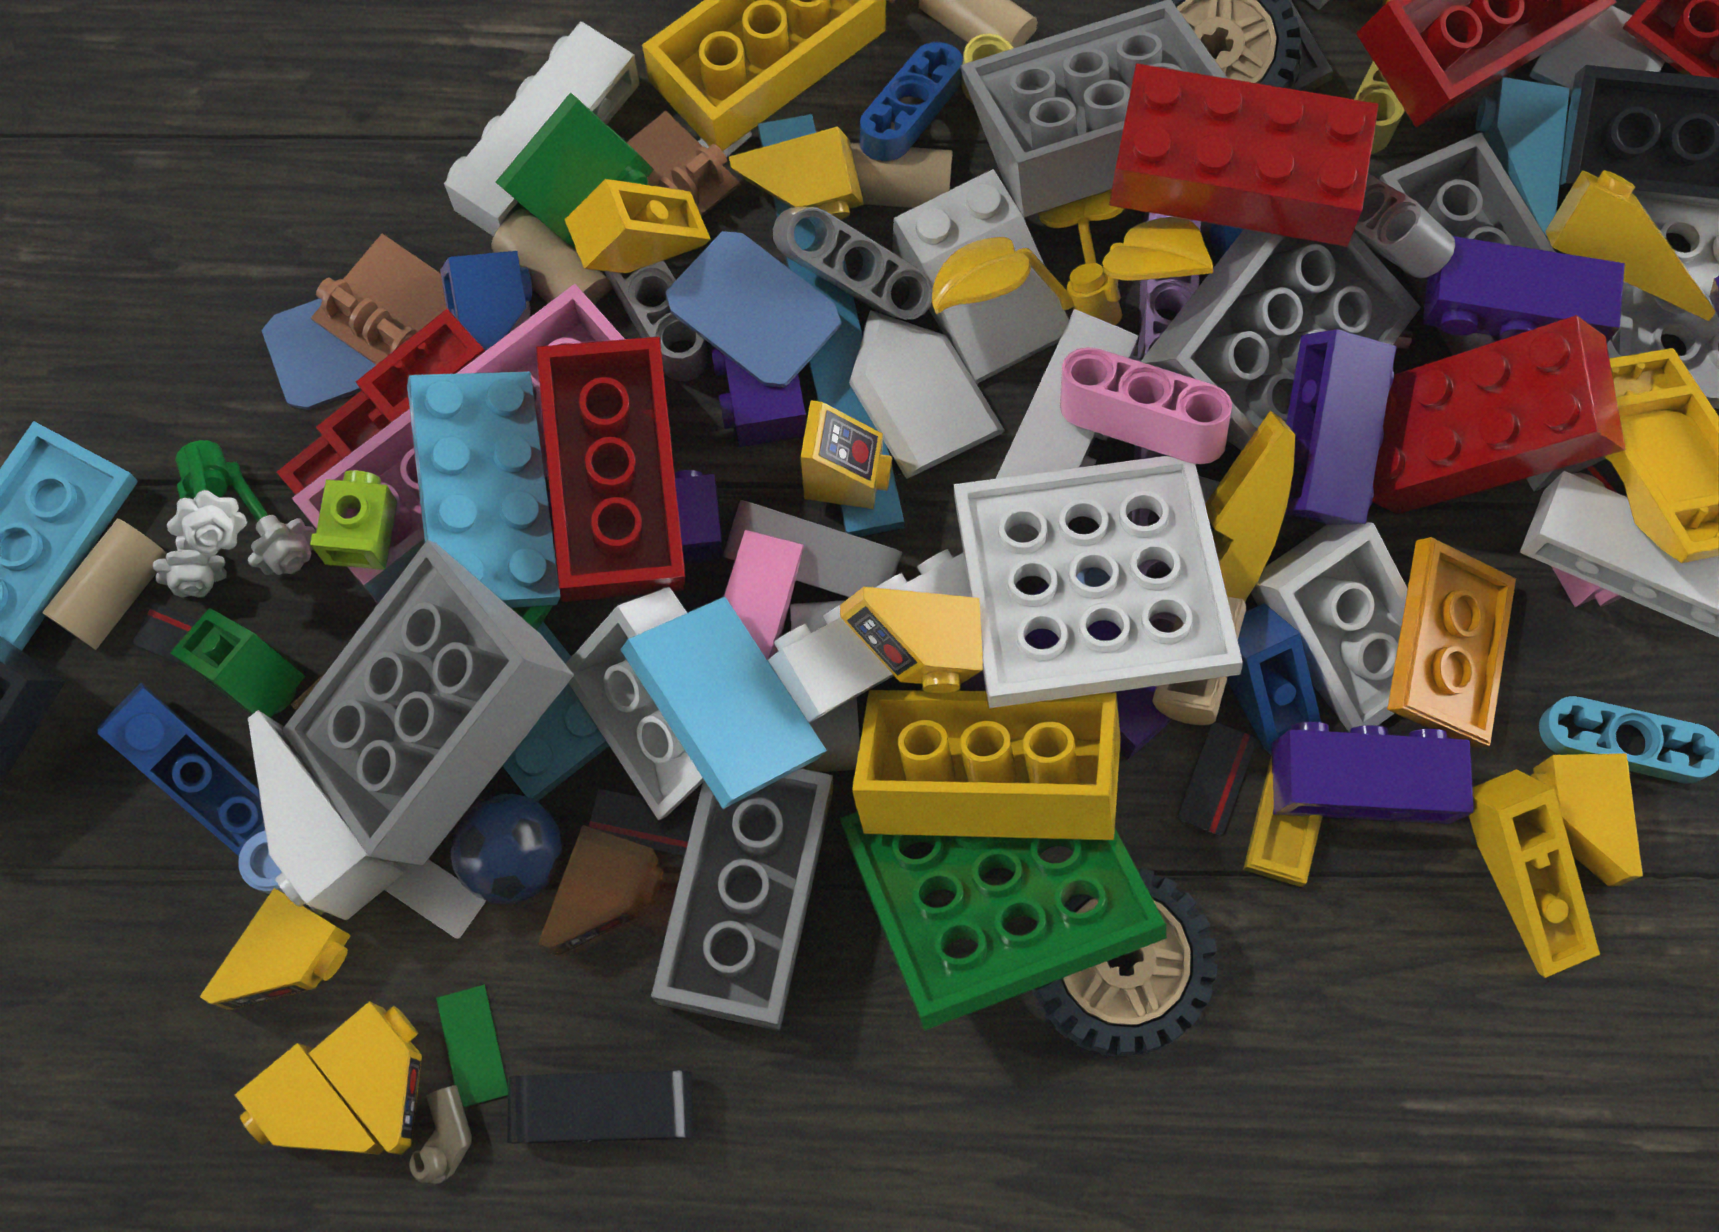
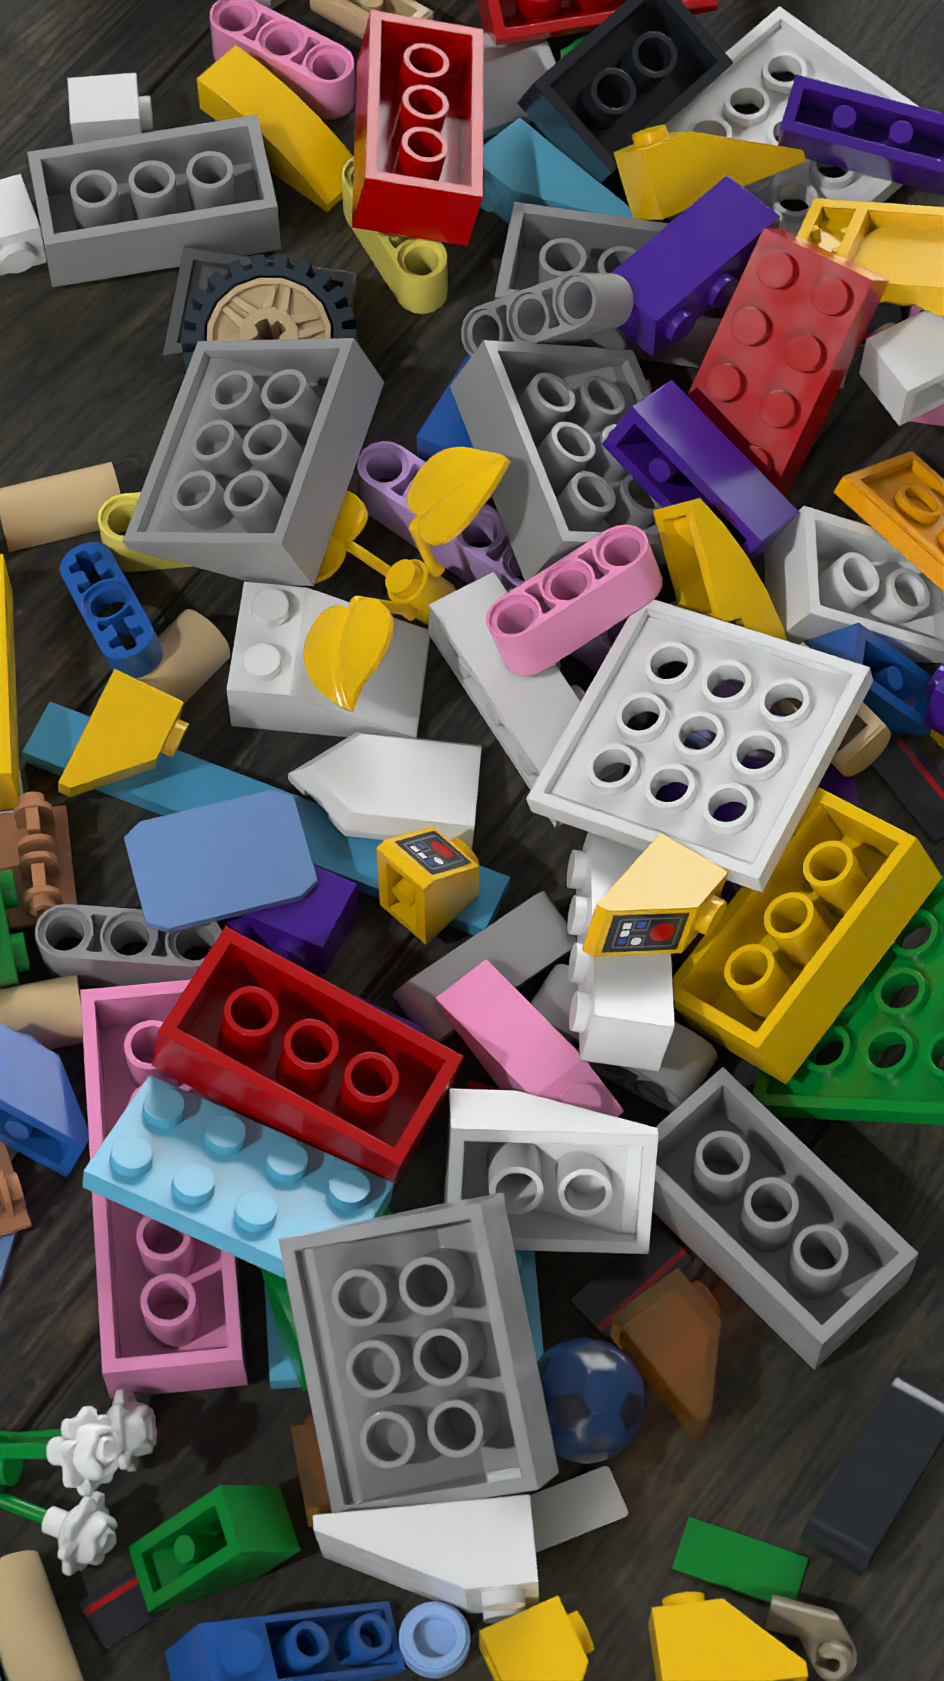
camera: 55 degrees left, 10 degrees down
(361, 539) = (190, 1339): lime brick -> none
(435, 349) = (60, 1253): red slope -> none
(634, 226) = (67, 904): yellow slope -> none
(723, 701) = (603, 1098): medium azure tile -> none
(879, 267) = (242, 750): light grey beam -> none
(1244, 155) = (427, 366): red brick -> none

